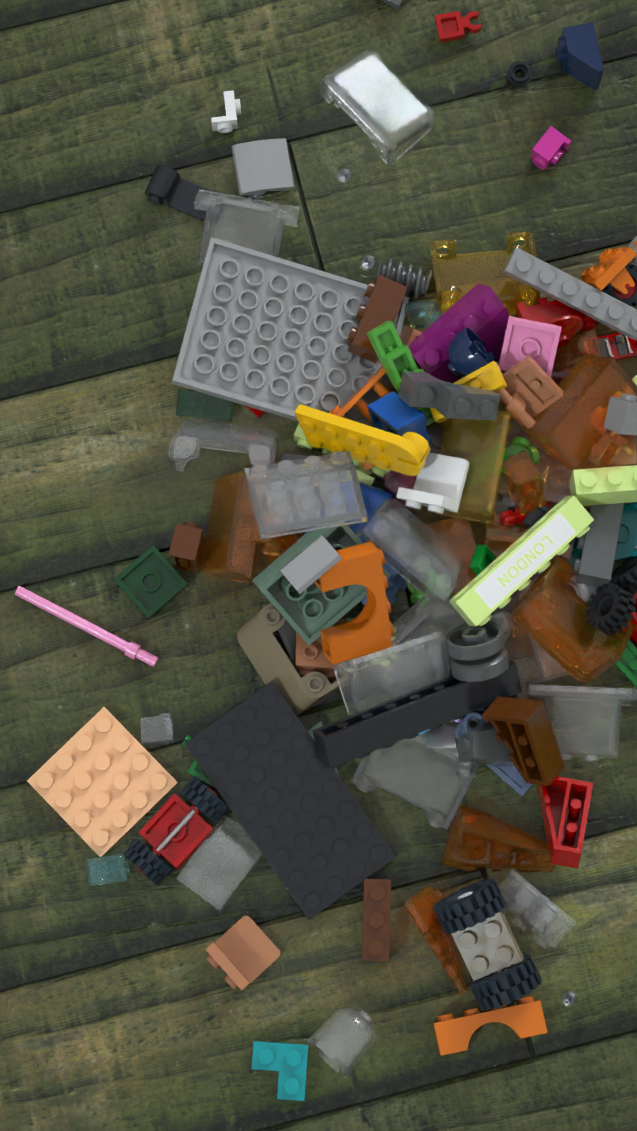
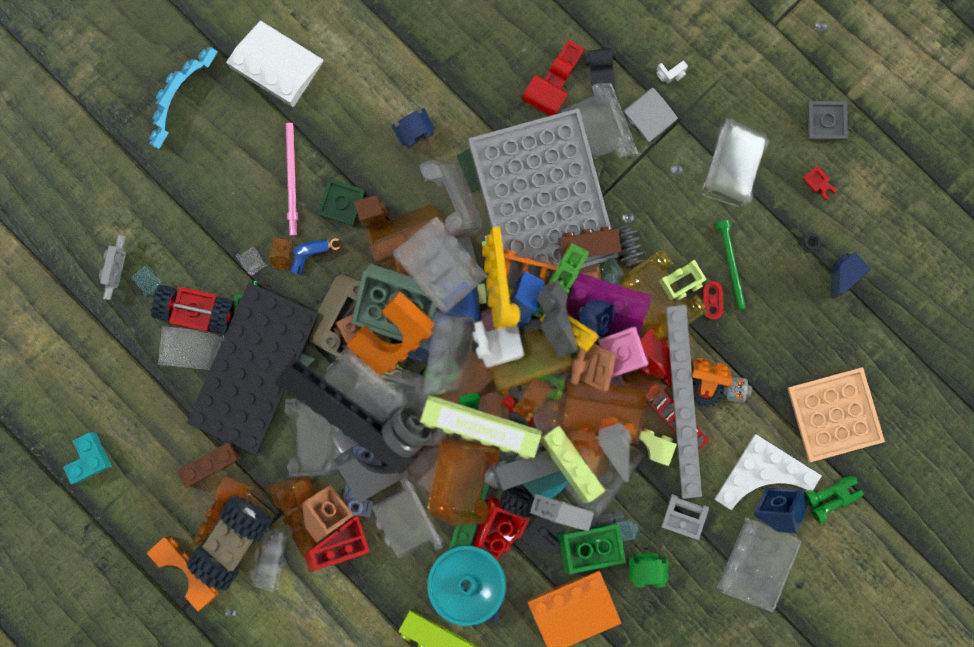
camera: 65 degrees right, 5 degrees up
(58, 893) = (113, 266): none -> light grey plate
(102, 782) = (200, 246): light nougat plate -> none
(115, 443) = (414, 127): none -> dark blue brick
(165, 269) = (547, 93): none -> red plate
(169, 688) = (281, 253): none -> clear orange bracket
(185, 652) = (307, 250): none -> blue arm
(242, 953) = (142, 393): nougat bracket -> none
(310, 564) = (393, 293): light grey slope -> none
(344, 1039) = (123, 487): clear cylinder -> none
(446, 161) = (724, 228): none -> green piece
(480, 221) = (692, 268): none -> yellowish green window
(517, 810) = (325, 513): none -> nougat slope
(524, 219) = (713, 300): none -> red plate
(528, 736) = (372, 494): reddish brown wedge -> none
(550, 148) = (771, 289): dark pink brick -> none
(610, 621) = (480, 507): black tyre -> none

